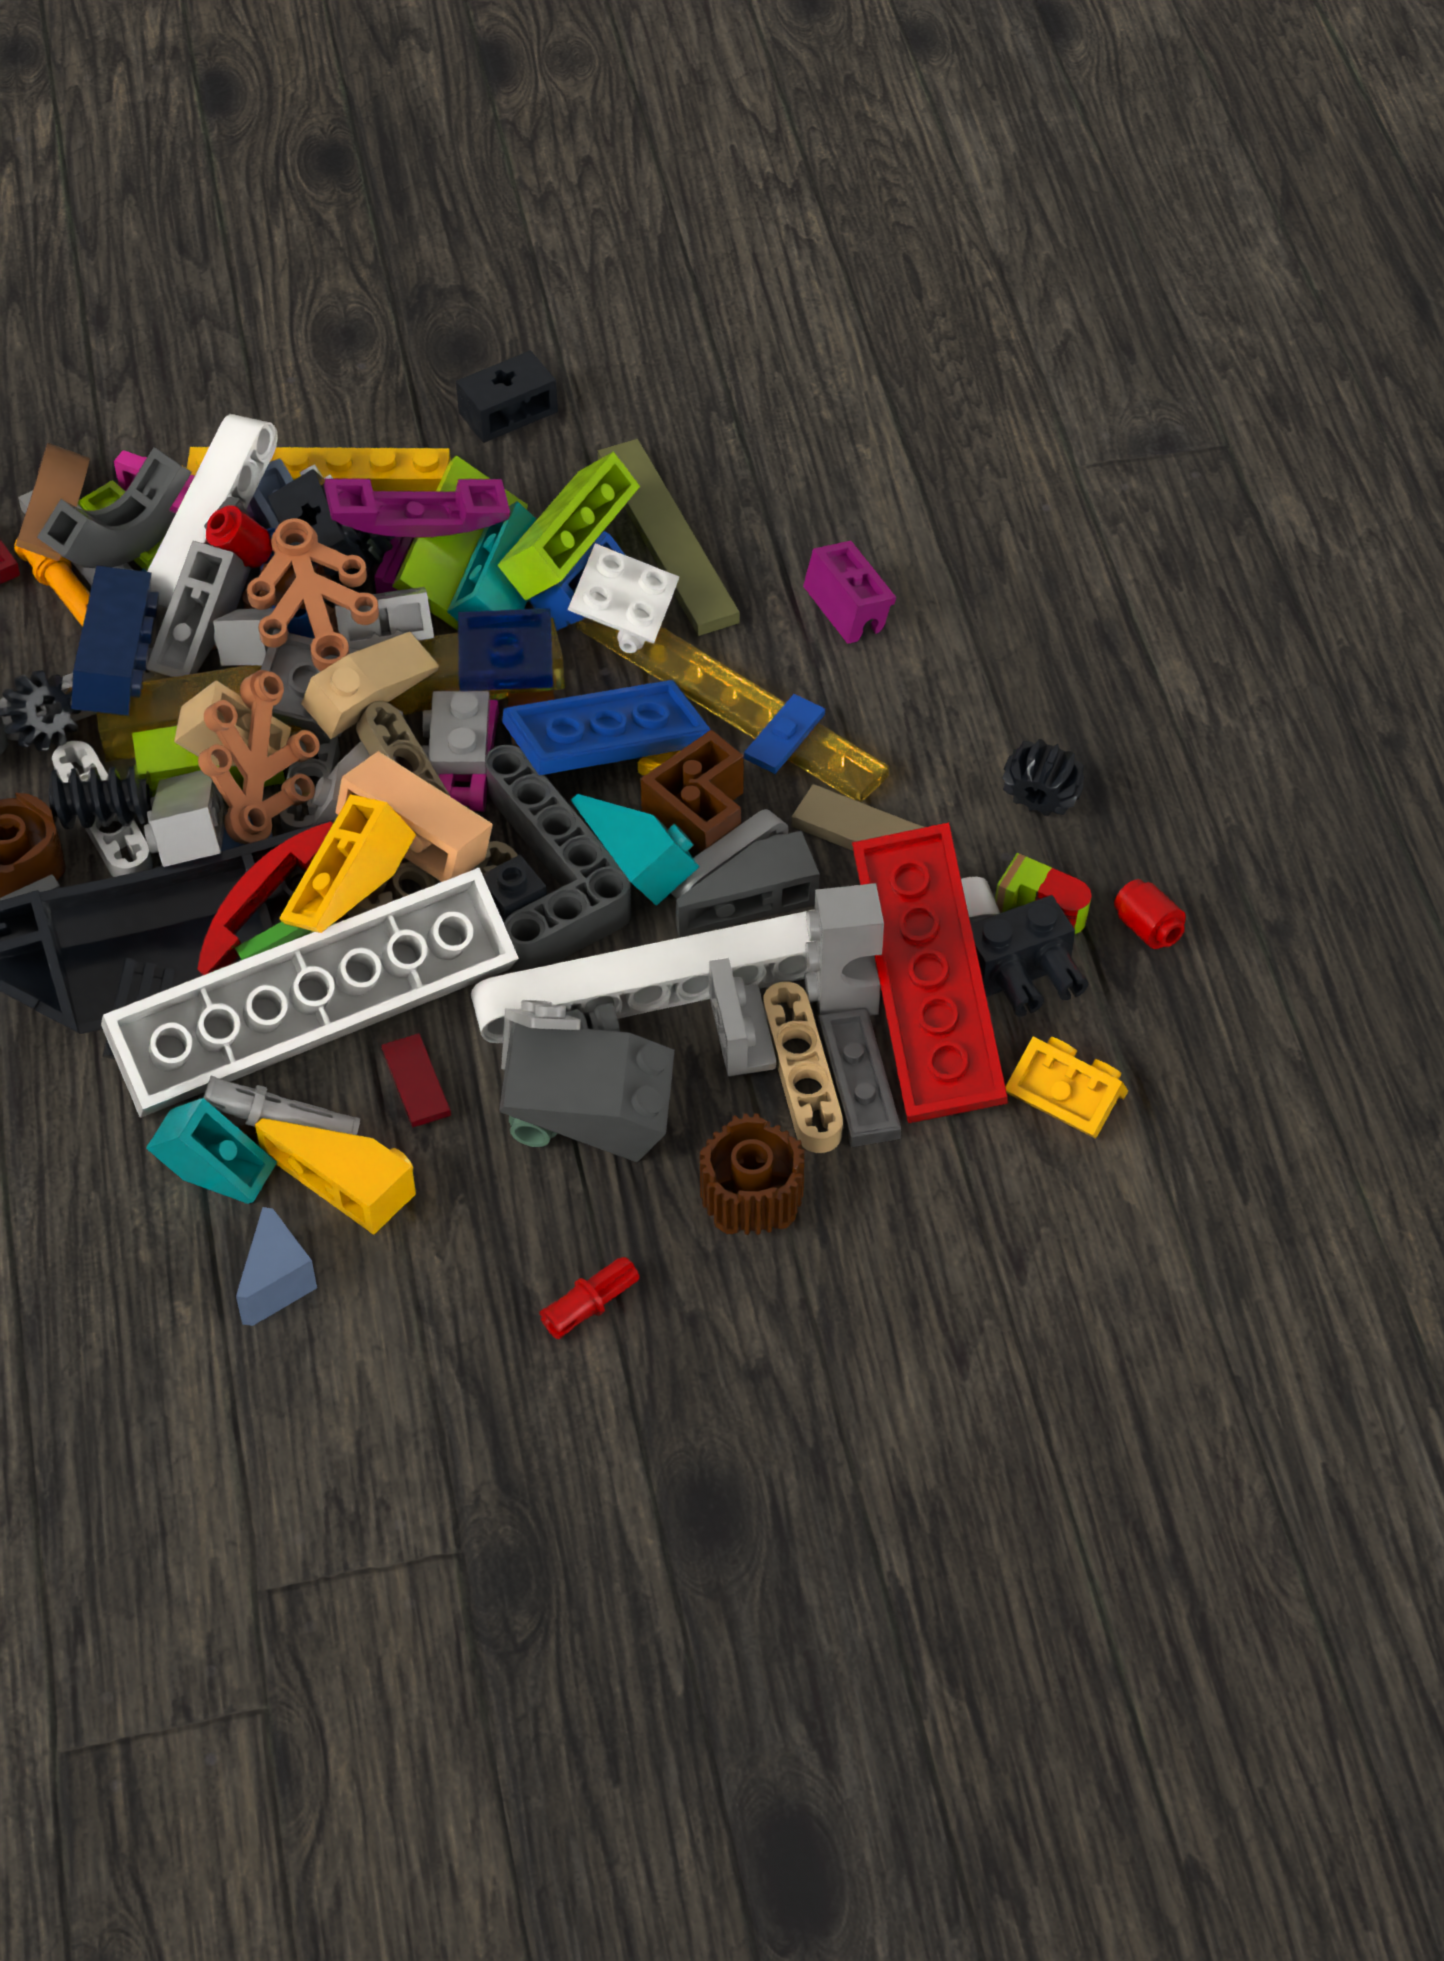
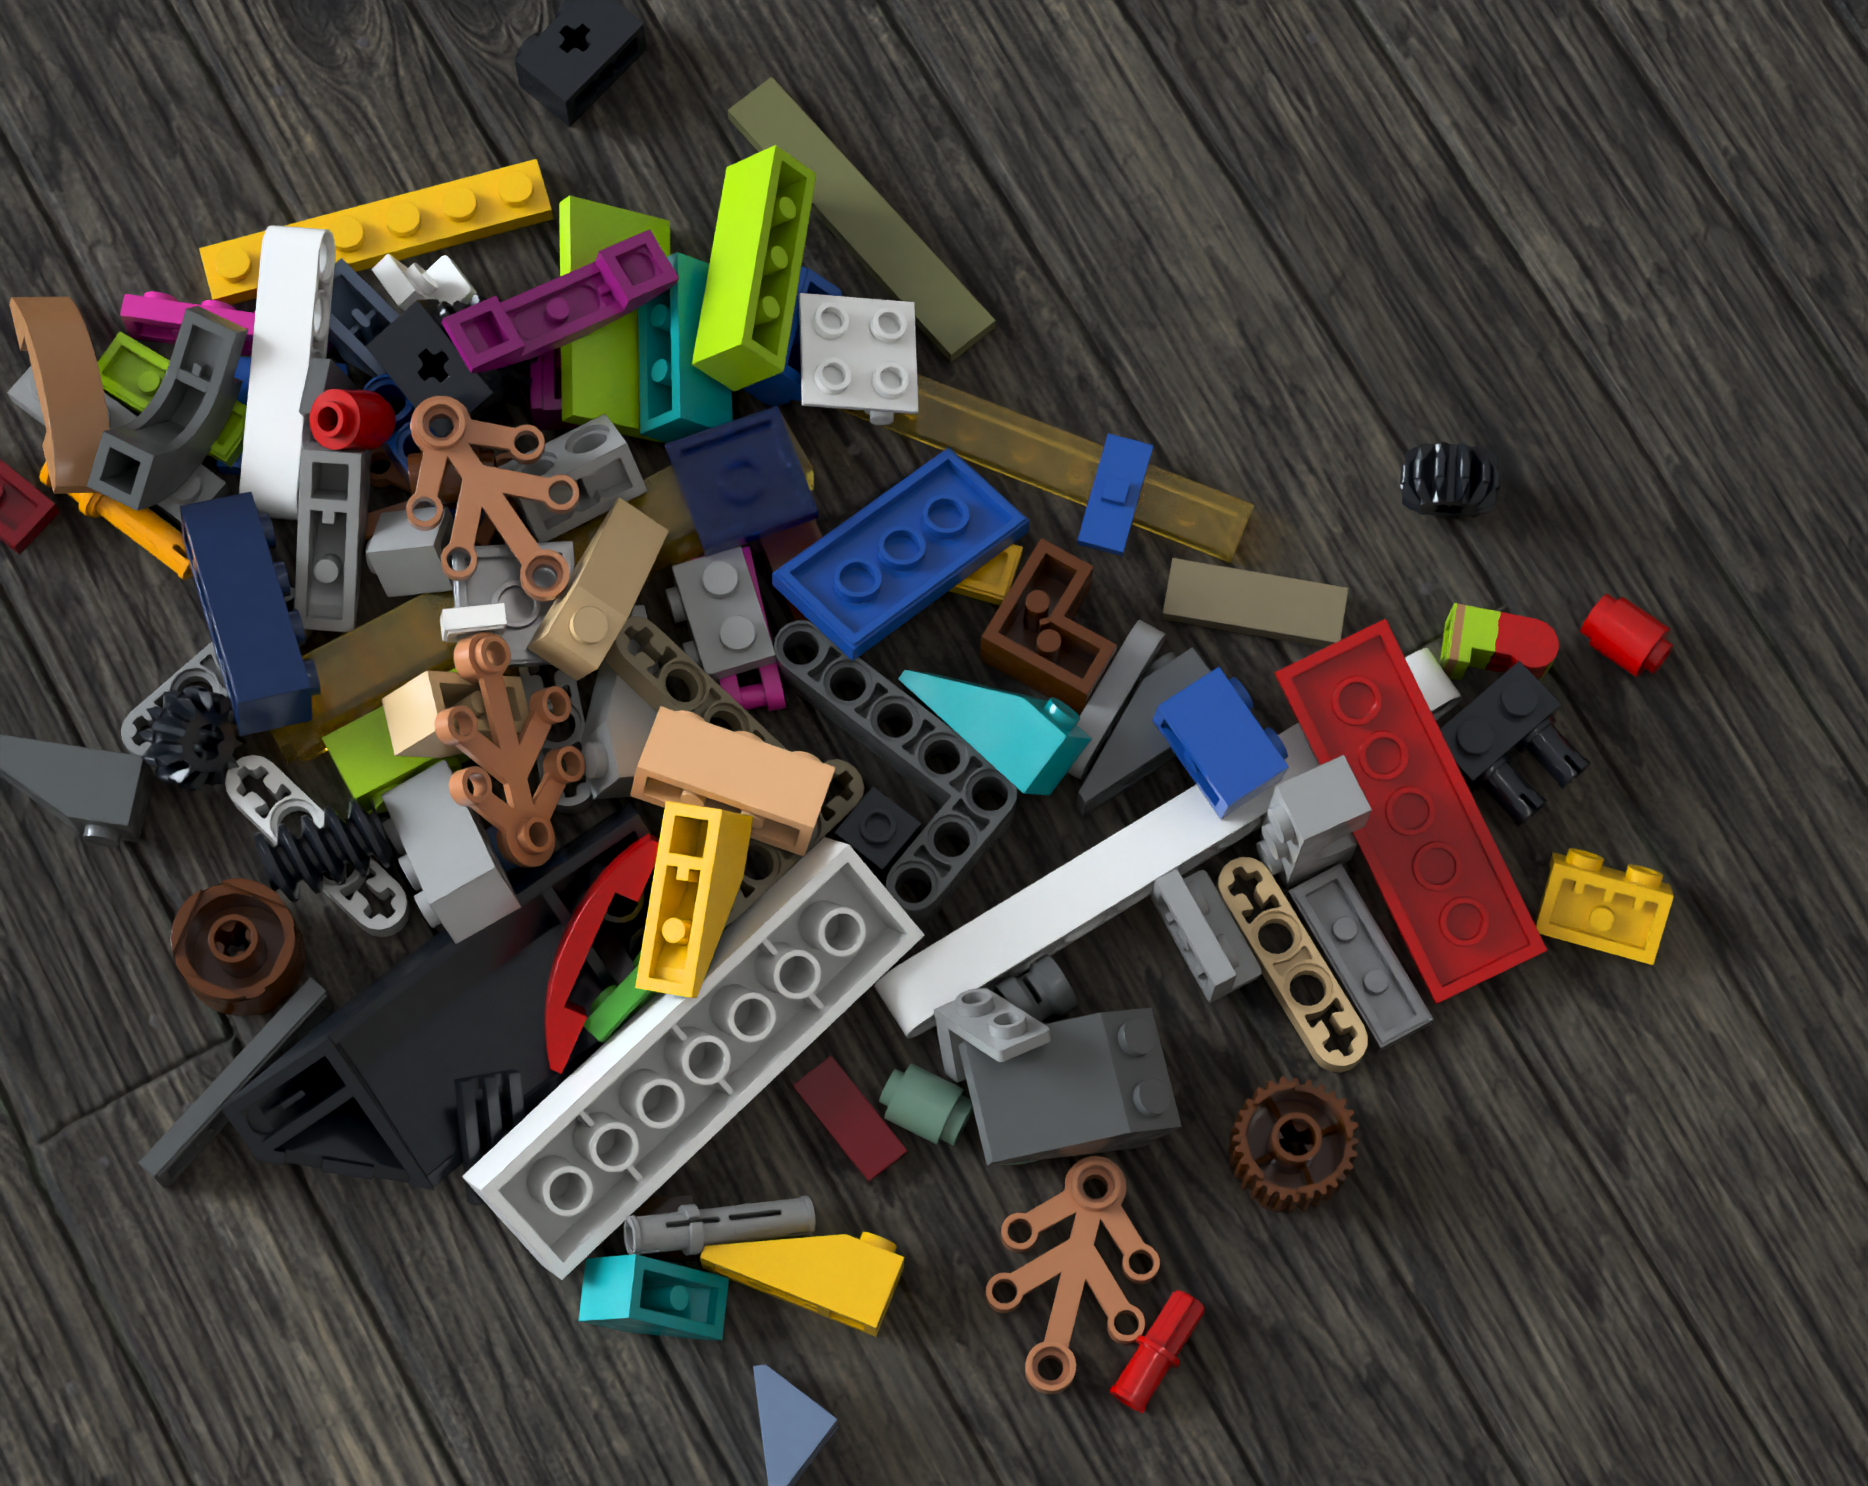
camera: 20 degrees left, 20 degrees up
(258, 659) = (466, 621): none -> white tile
(473, 1079) = (926, 1105): none -> sand green brick
(546, 1221) = (1076, 1262): none -> nougat plant
(787, 874) = (1222, 741): none -> blue brick
(848, 589) = (1120, 251): magenta hinge -> none

